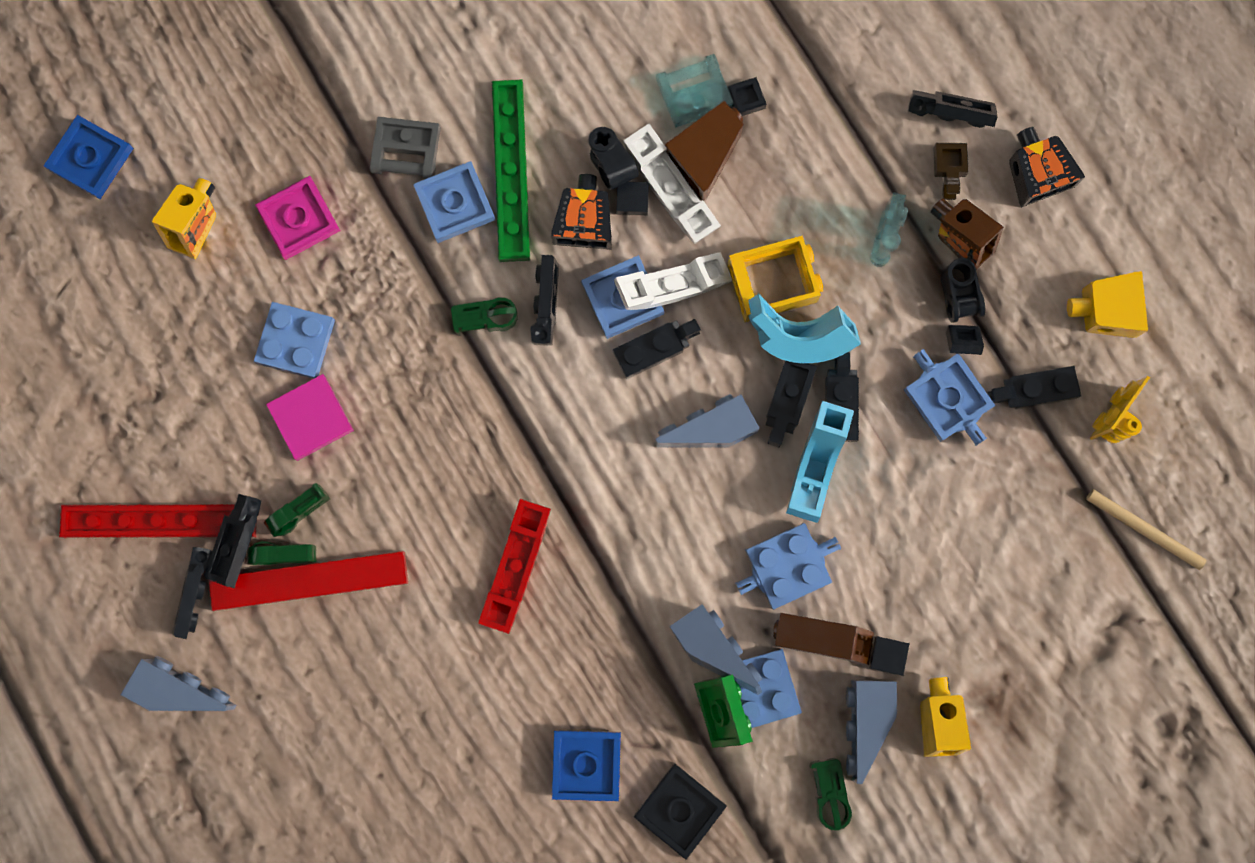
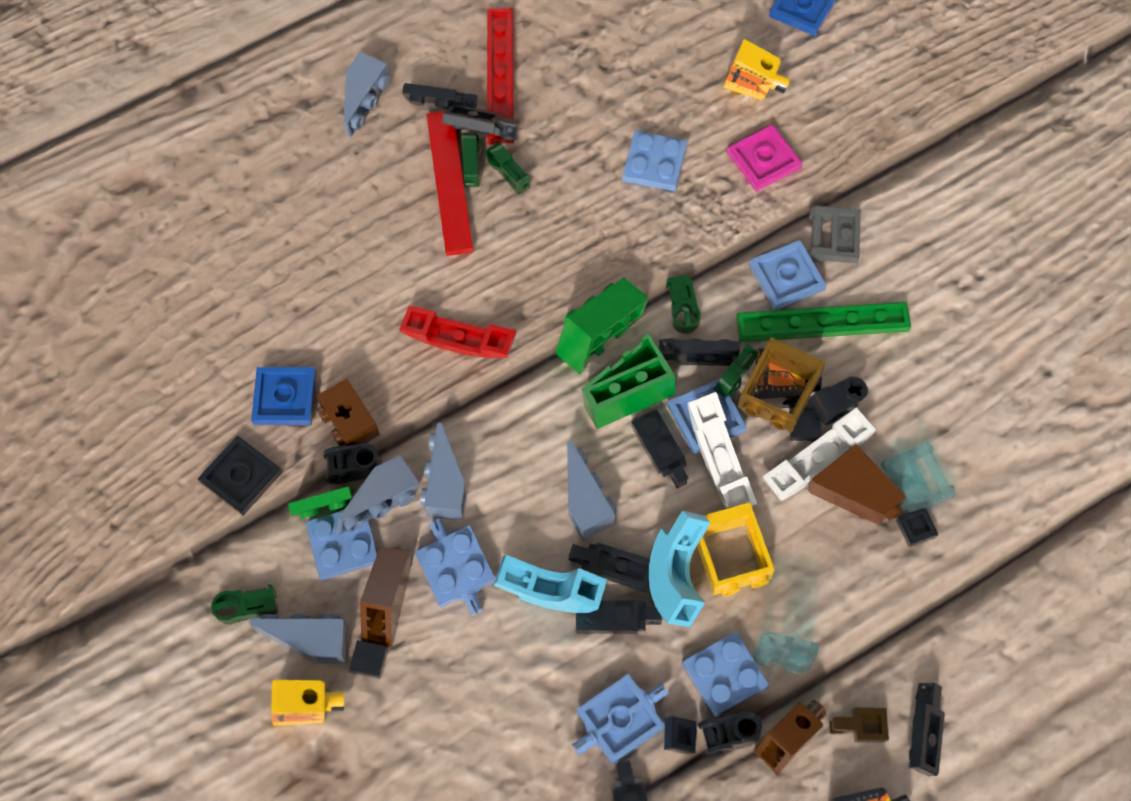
camera: 90 degrees right, 15 degrees down
(310, 417) = (588, 175): dark pink tile -> none
(510, 404) = (598, 321): none -> green wedge
(575, 194) = (792, 361): none -> pearl gold window
(579, 261) = (735, 372): none -> dark green piece
(587, 374) = (629, 385): none -> green wedge
(608, 710) = (343, 401): none -> reddish brown brick
(671, 685) = (345, 462): none -> black piece
(700, 575) = (446, 487): none -> sand blue slope
(900, 294) = (725, 675): none -> medium blue plate

